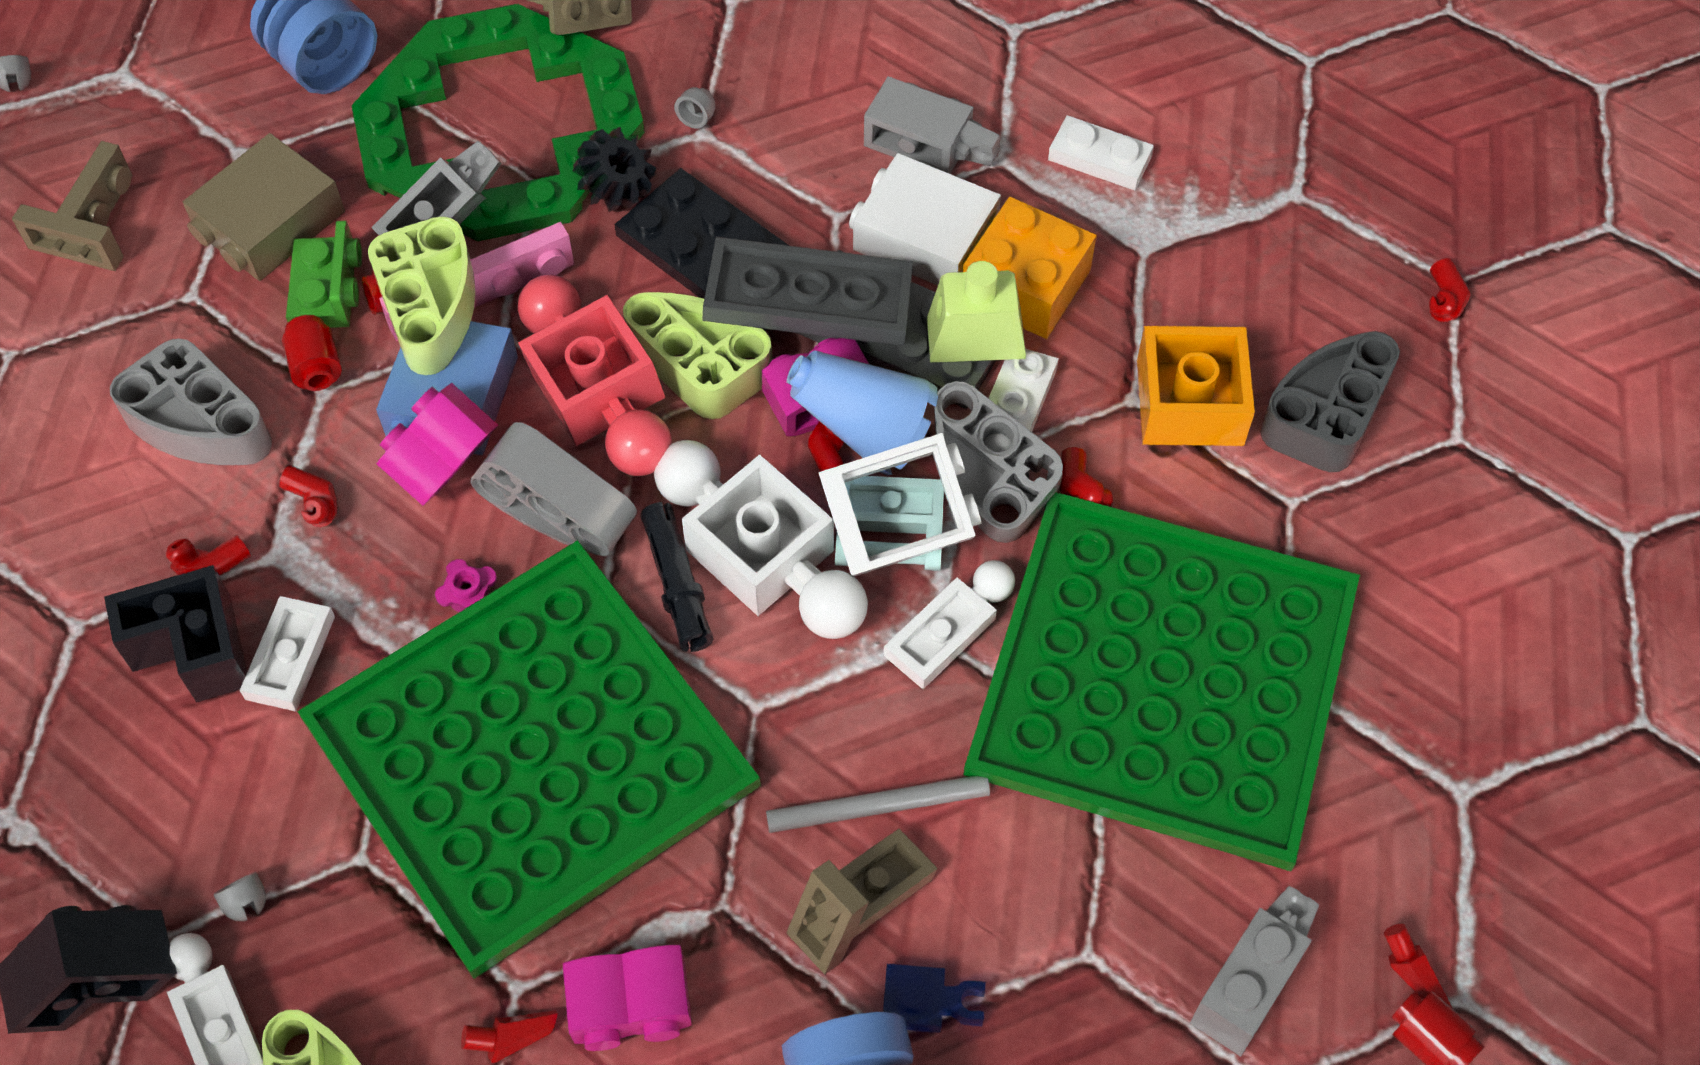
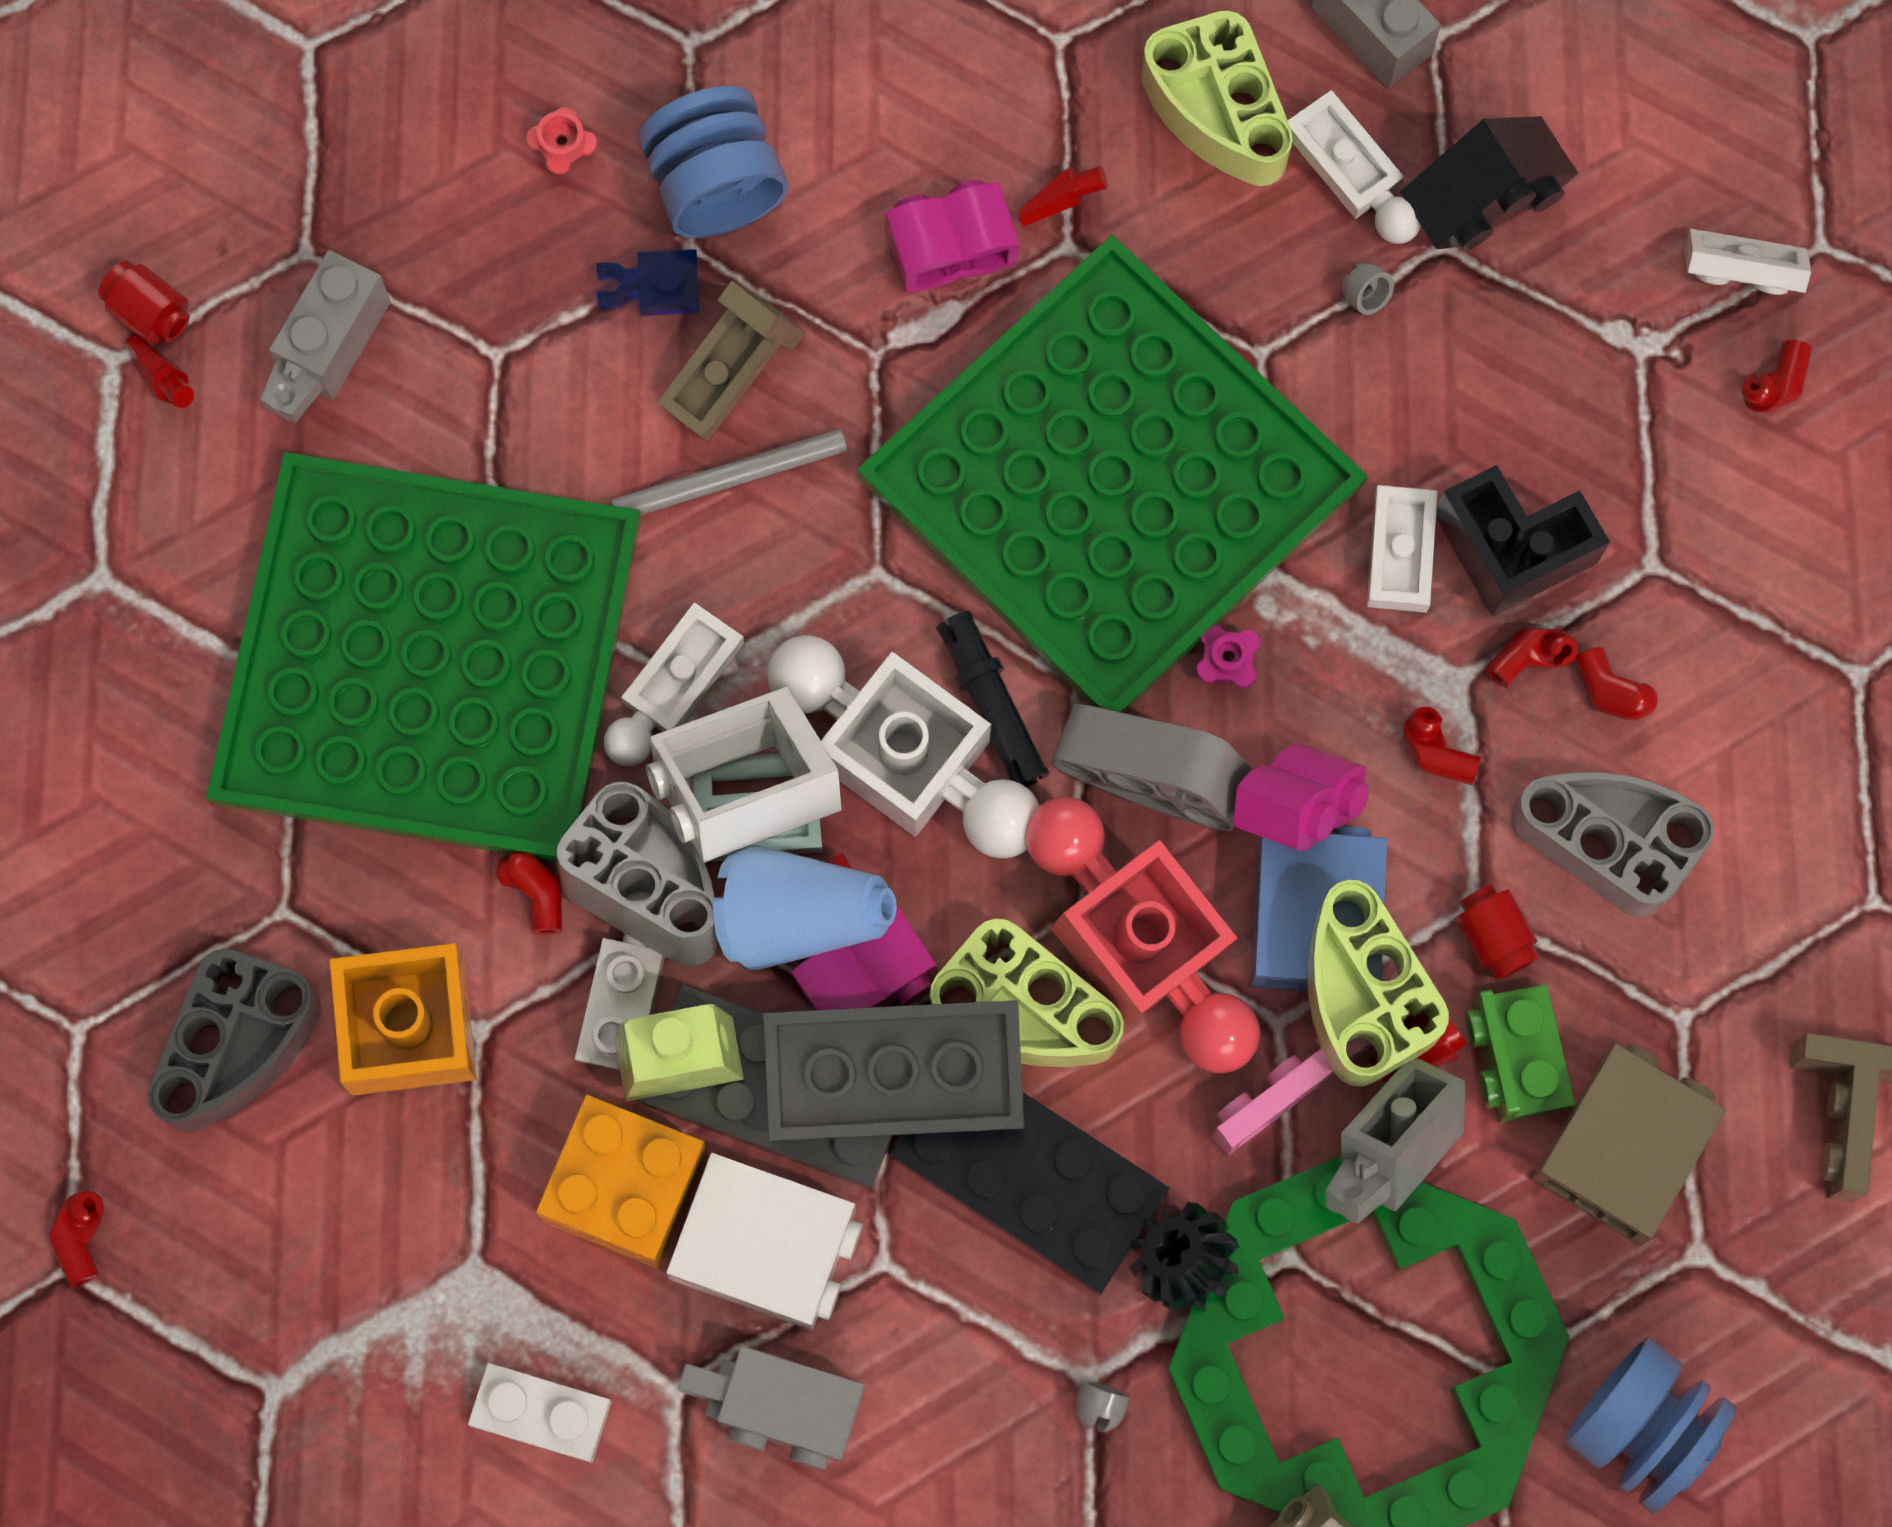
camera: 170 degrees right, 15 degrees up
(144, 512) = (1613, 693): none -> red arm

